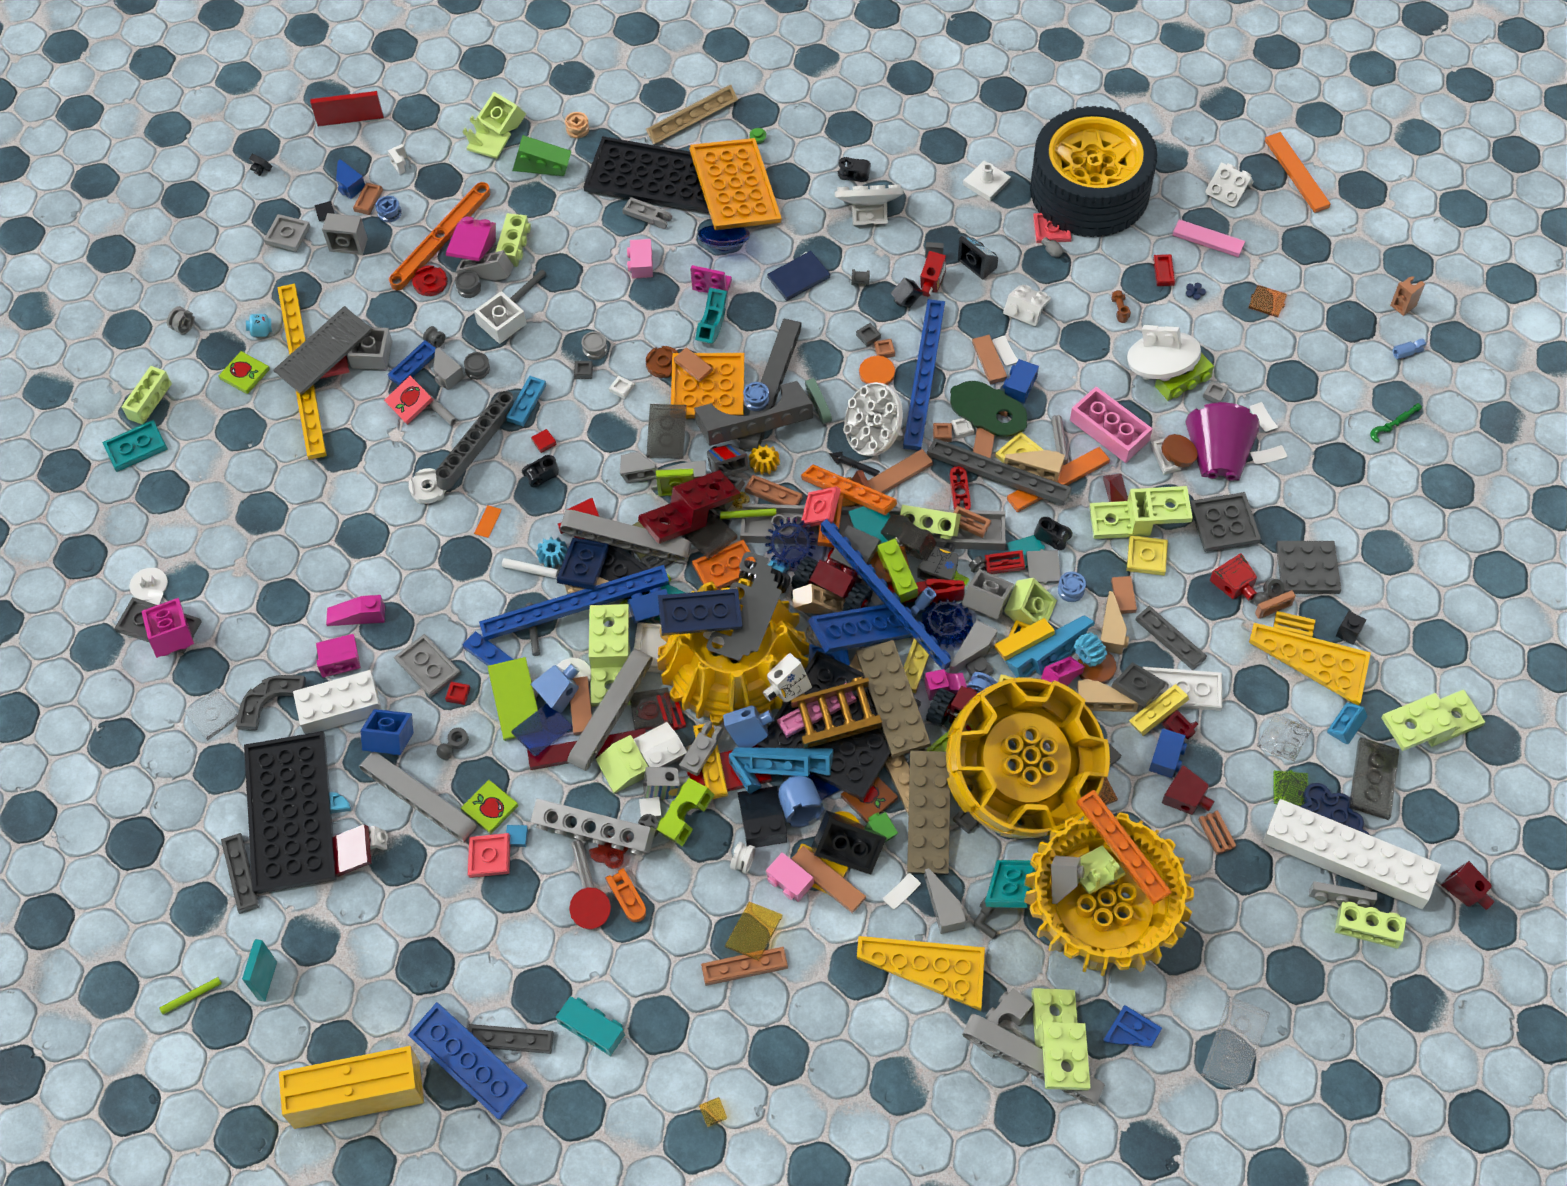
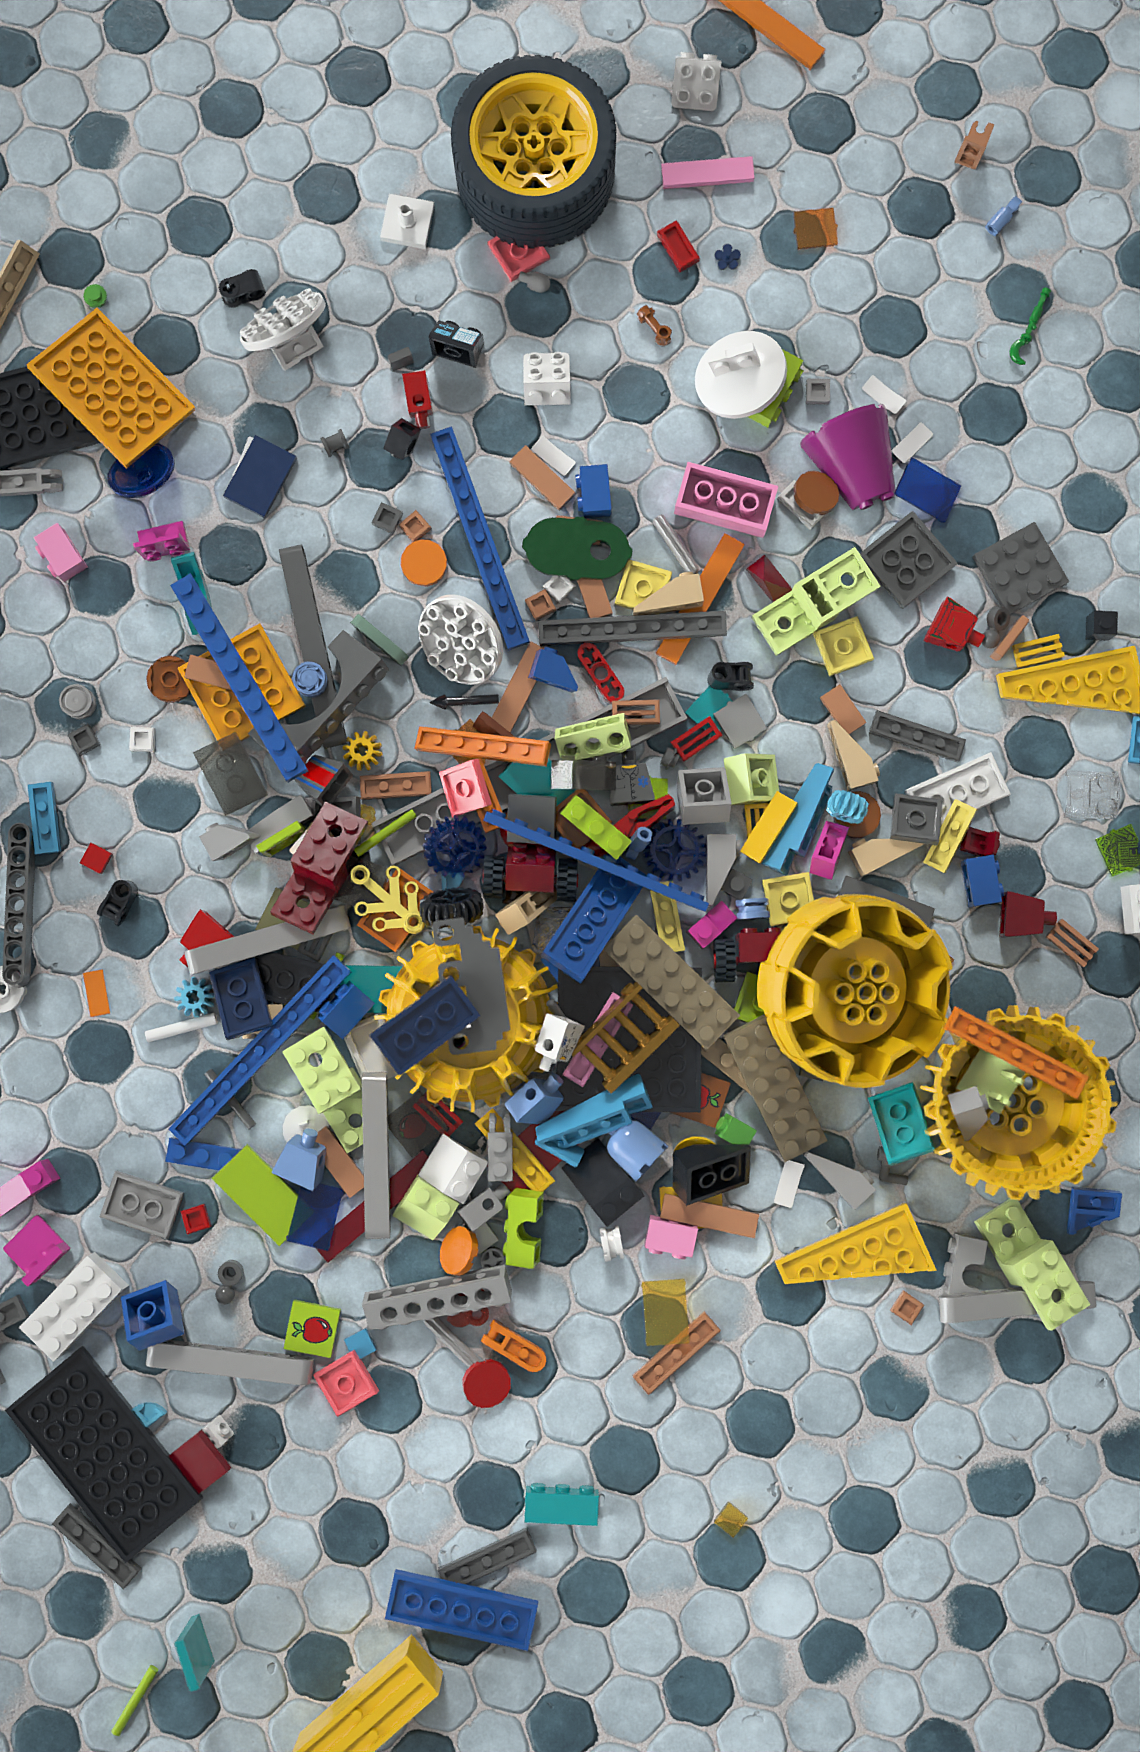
camera: 30 degrees left, 25 degrees up
(625, 804) = (458, 1251): none -> orange tile
(709, 371) = (239, 678): none -> blue plate
(723, 553) = (391, 901): none -> light yellow plant
(926, 470) = (552, 670): none -> blue slope
(943, 1028) = (907, 1307): none -> nougat tile
(1071, 587) = (783, 731): medium blue wheel -> none
(1263, 485) = (927, 489): none -> clear blue piece

